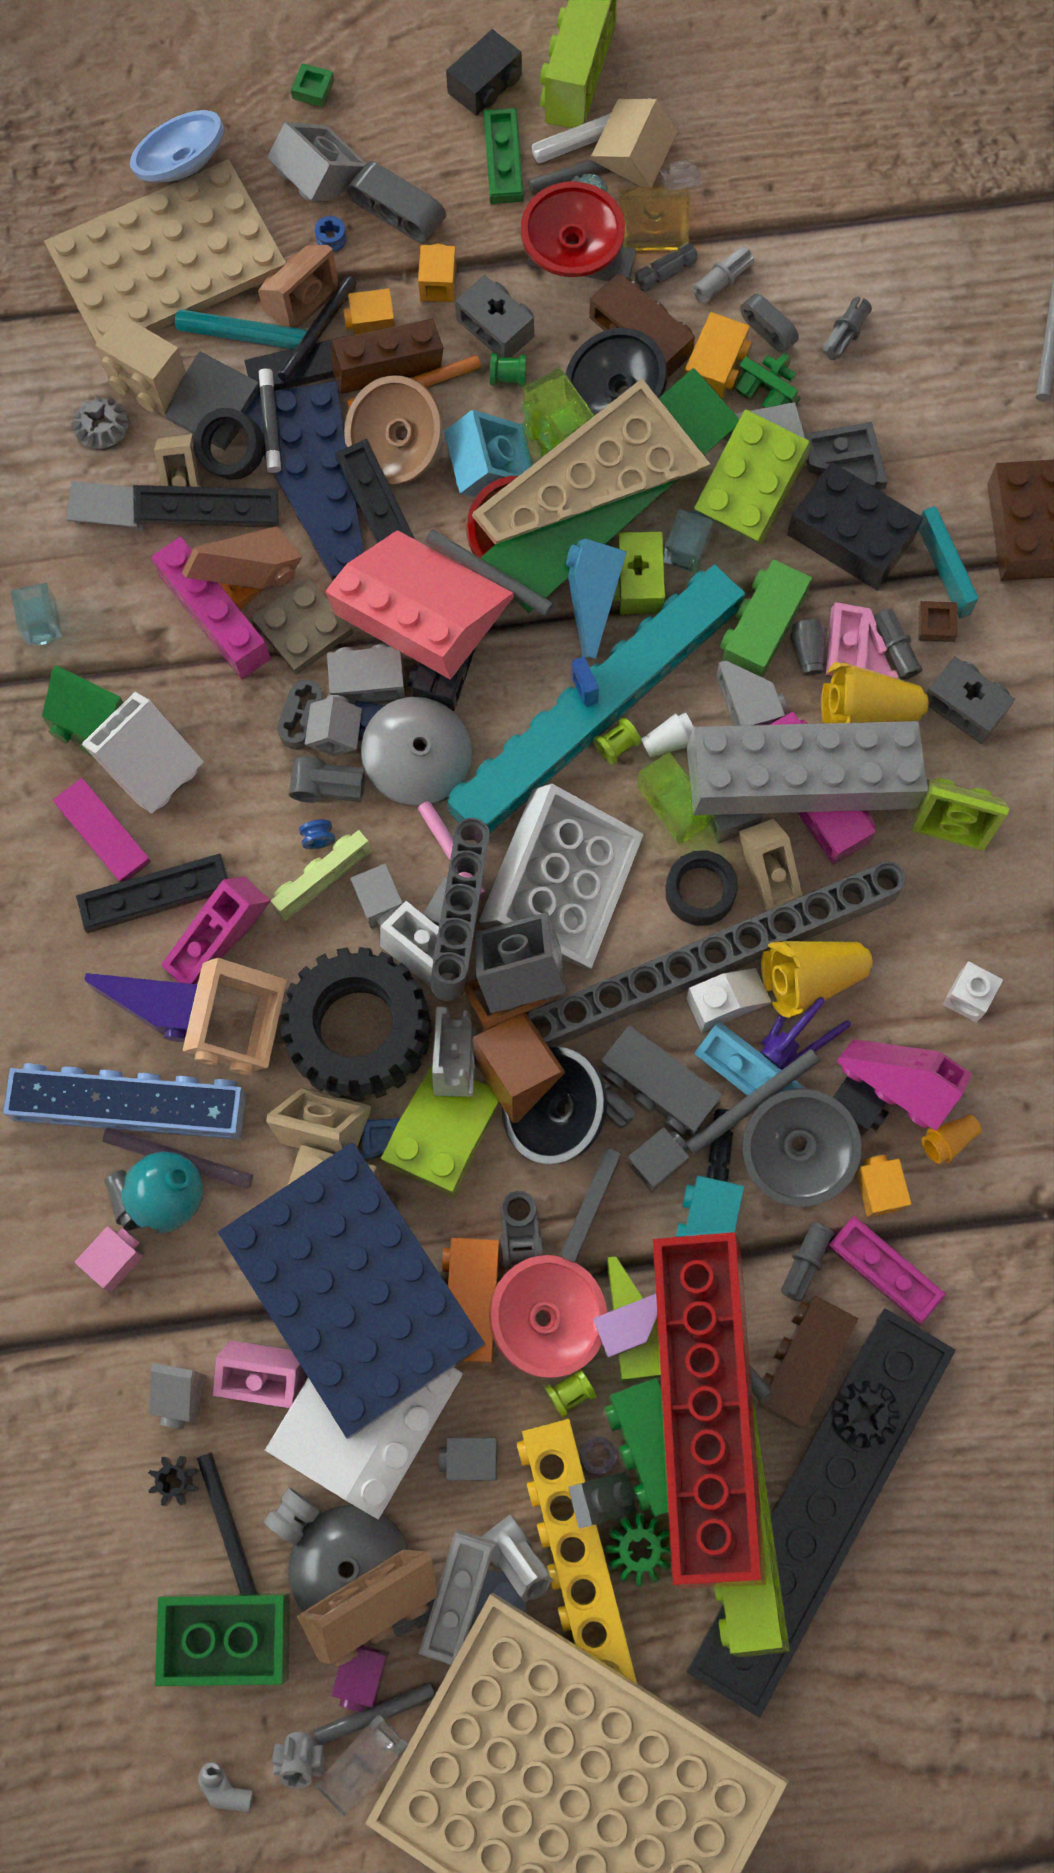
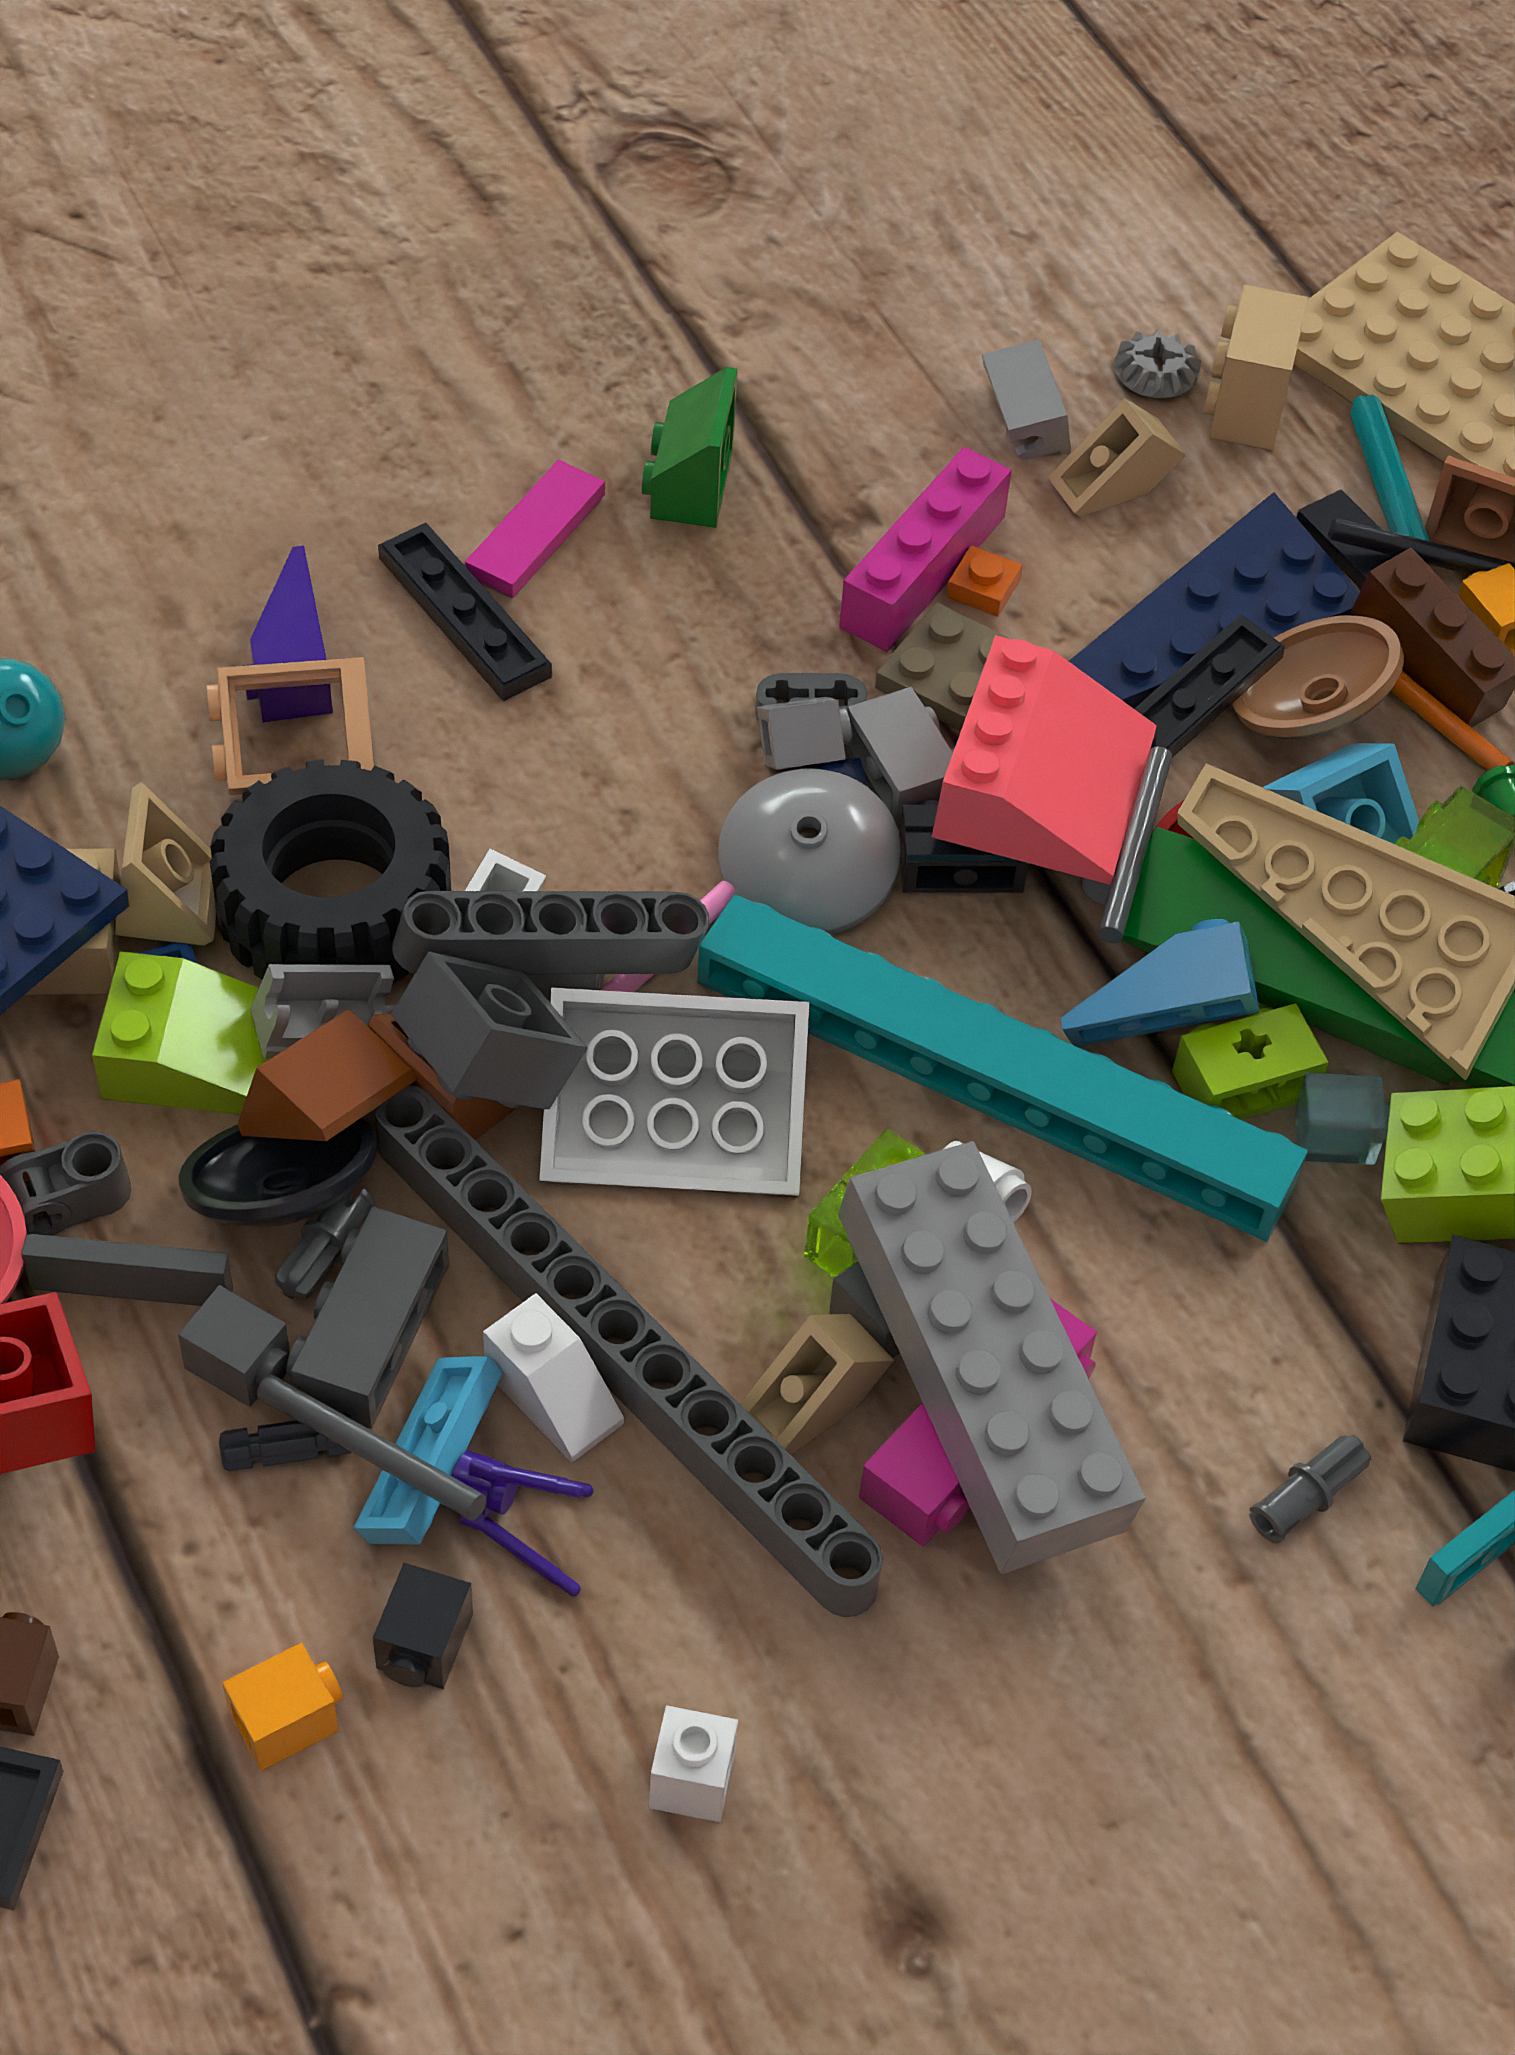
camera: 65 degrees right, 20 degrees down
(36, 614) = (828, 368): clear light blue brick -> none
(124, 1102) = (131, 656): dark blue brick -> none
(143, 752) = (656, 516): white brick -> none
(204, 435) = (1200, 525): black tyre -> none
(204, 1166) = (67, 753): bar -> none
(205, 506) = (1081, 500): black tile -> none
(206, 388) = (1256, 470): dark grey slope -> none
(216, 928) = (440, 685): dark pink slope -> none
(246, 560) = (1012, 554): nougat slope -> none
(269, 420) = (1255, 534): dark grey bar -> none
(316, 780) = (712, 745): dark grey piece -> none
(317, 834) = (624, 765): blue bush -> none
(320, 875) = (560, 785): yellowish green plate -> none
(376, 894) = (559, 850): light grey brick -> none
(584, 681) = (1004, 1005): blue tile -> none
(617, 740) = (941, 1108): lime bush -> none
(710, 861) = (732, 1249): black tyre -> none
(711, 1207) = (151, 1452): teal brick -> none
(749, 696) = (1097, 1273): light grey slope -> none
(765, 617) = (1255, 1268): bright green brick -> none
(807, 1261) = (118, 1621): dark grey axle -> none
(809, 645) = (1240, 1347): dark grey cone -> none
(811, 969) = (640, 1489): yellow cone -> none
(818, 1168) = (283, 1524): dark grey dish -> none
(856, 640) = (1272, 1421): bright pink wing -> none
(869, 696) = (1180, 1456): yellow cone -> none
(887, 1270) = (136, 1764): dark pink tile -> none
(913, 1078) = (485, 1681): dark pink slope -> none
(937, 621) = (1384, 1539): reddish brown plate -> none
(950, 1138) = (408, 1802): light orange cone -> none
(959, 814) = (1025, 1640): lime slope -> none
(975, 716) = (1250, 1663): dark grey brick -> none

